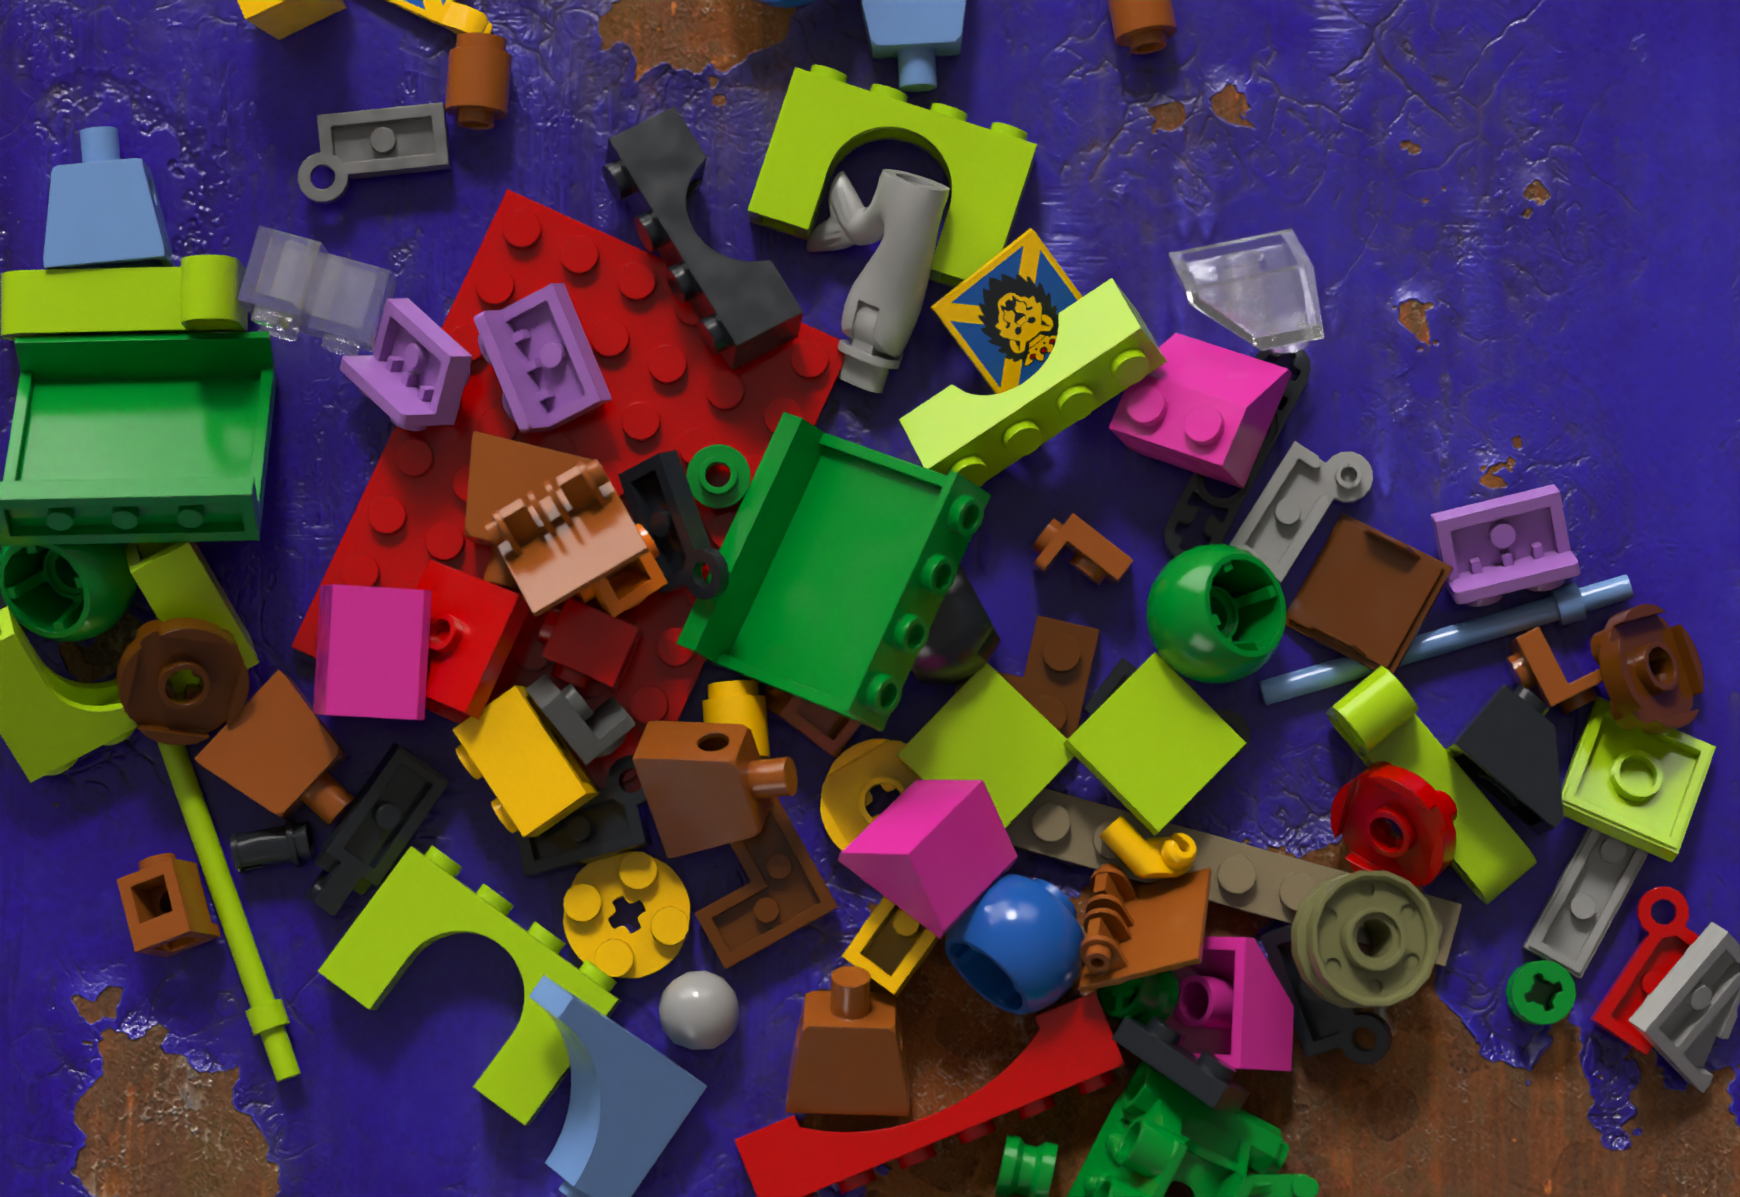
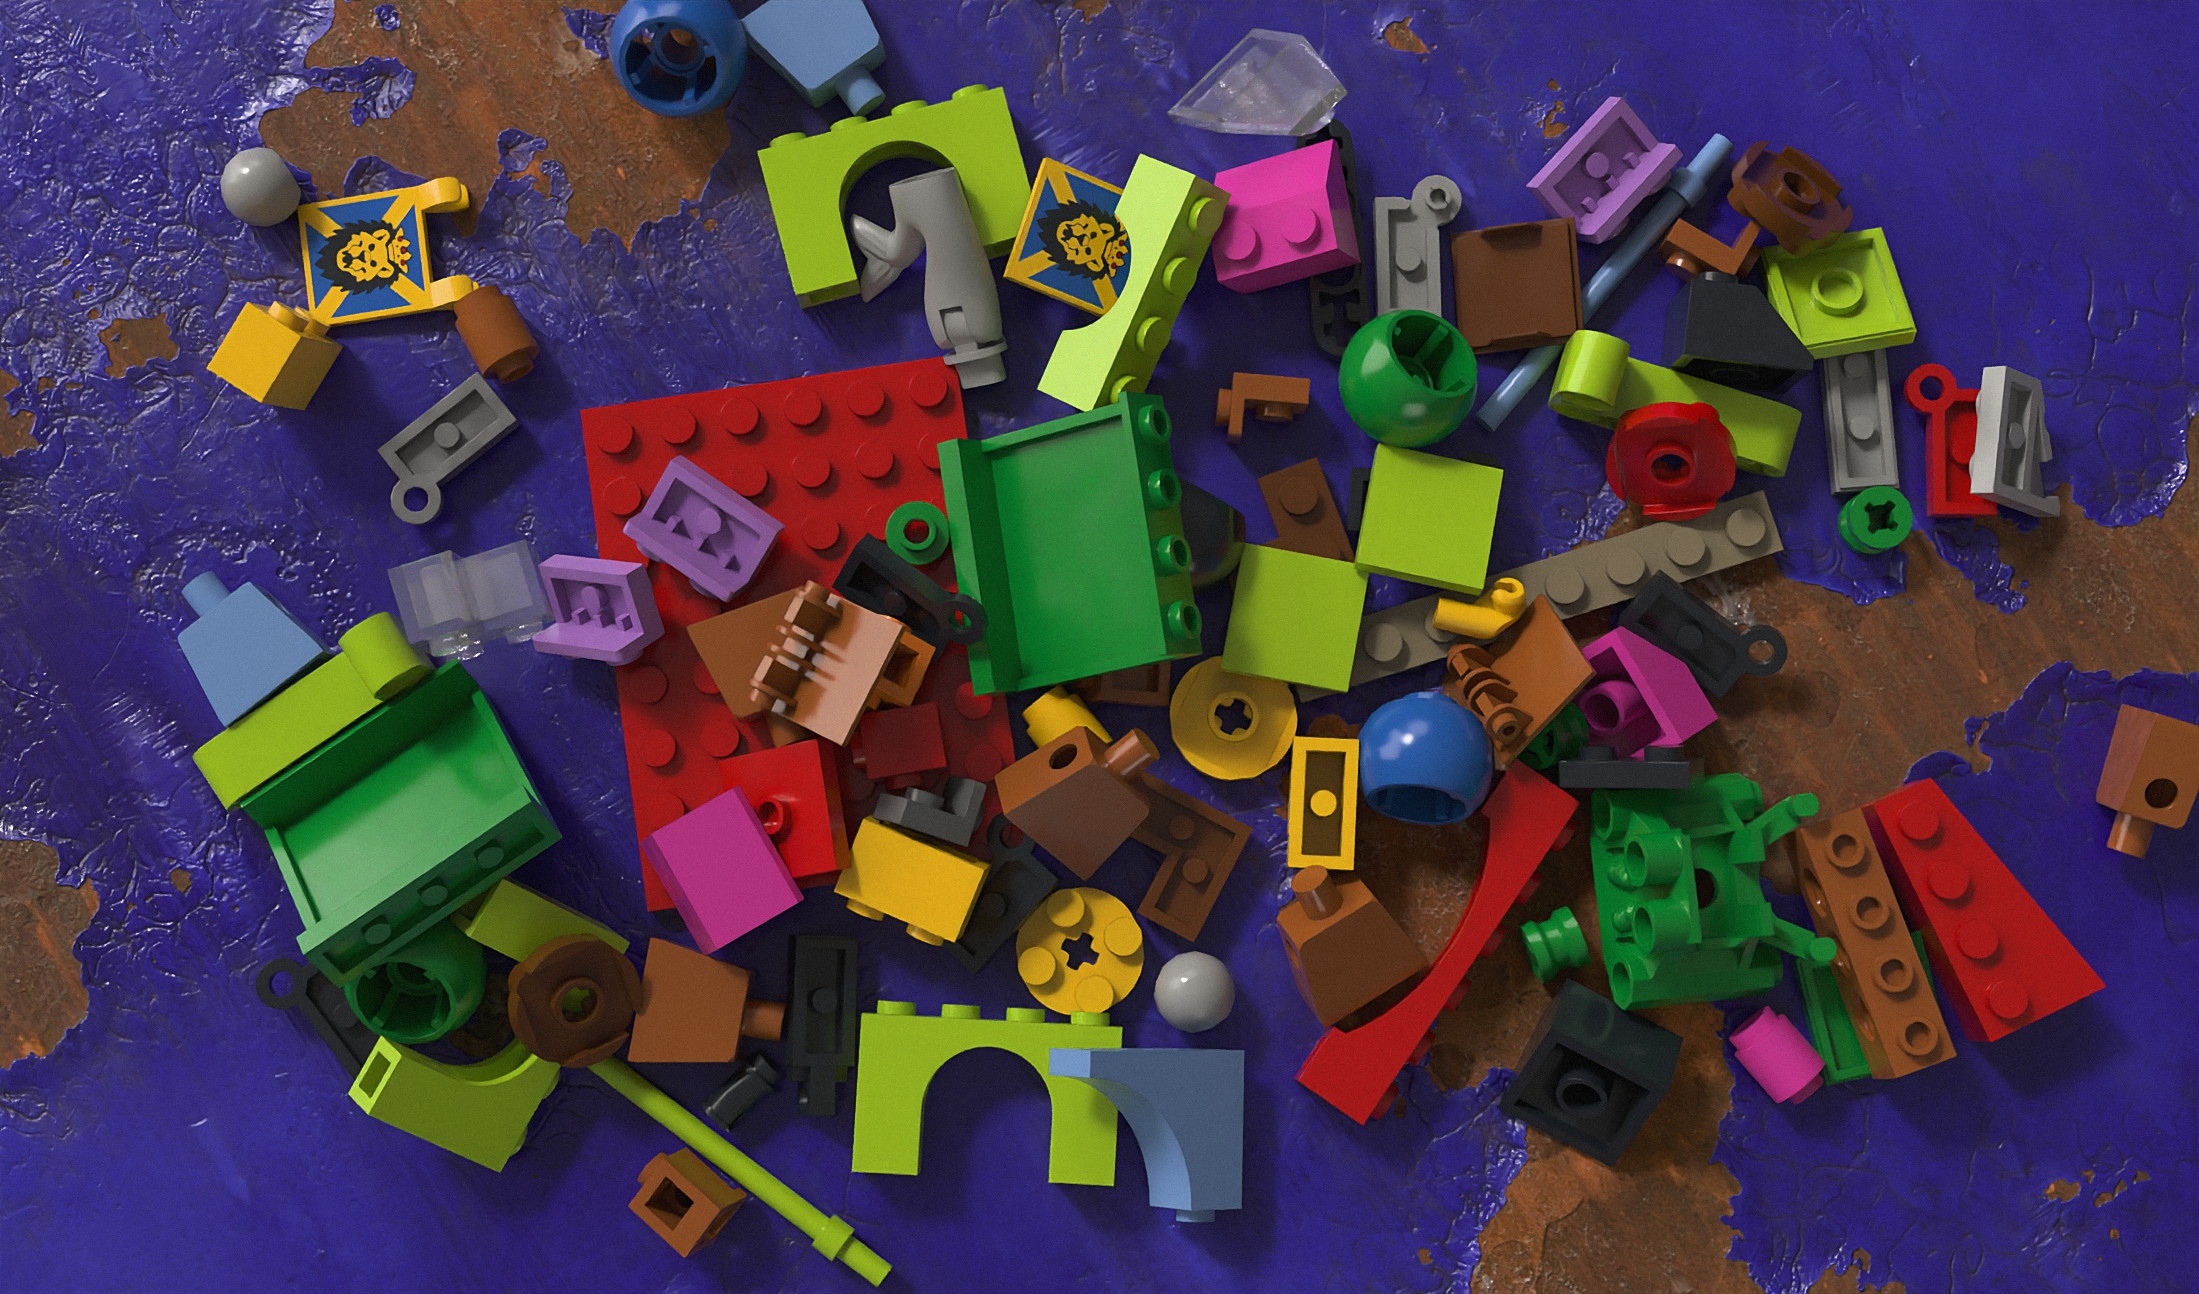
camera: 40 degrees left, 0 degrees up
(739, 303) = (839, 377): black arch -> none
(934, 850) = (1308, 726): dark pink slope -> none
(1401, 931) = (1741, 548): olive wheel -> none

